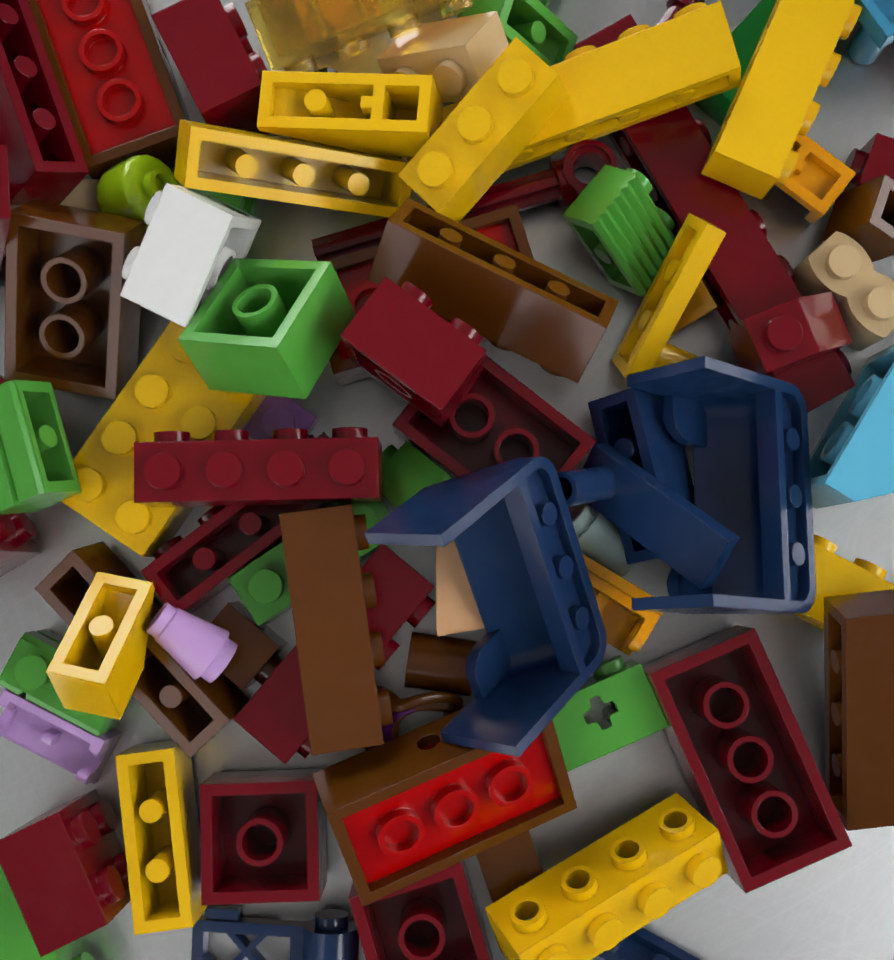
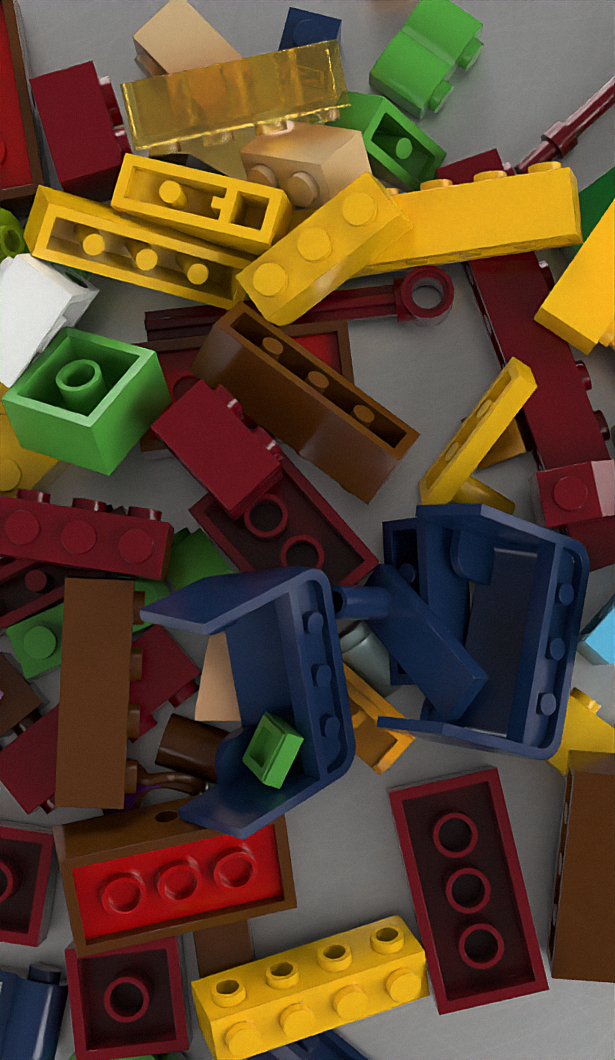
camera: 15 degrees right, 0 degrees up
(279, 414) = (80, 483): medium lavender plate -> none
(525, 653) = (272, 750): none -> bright green tile
(622, 227) = (448, 357): bright green brick -> none
(628, 718) = (366, 834): bright green brick -> none

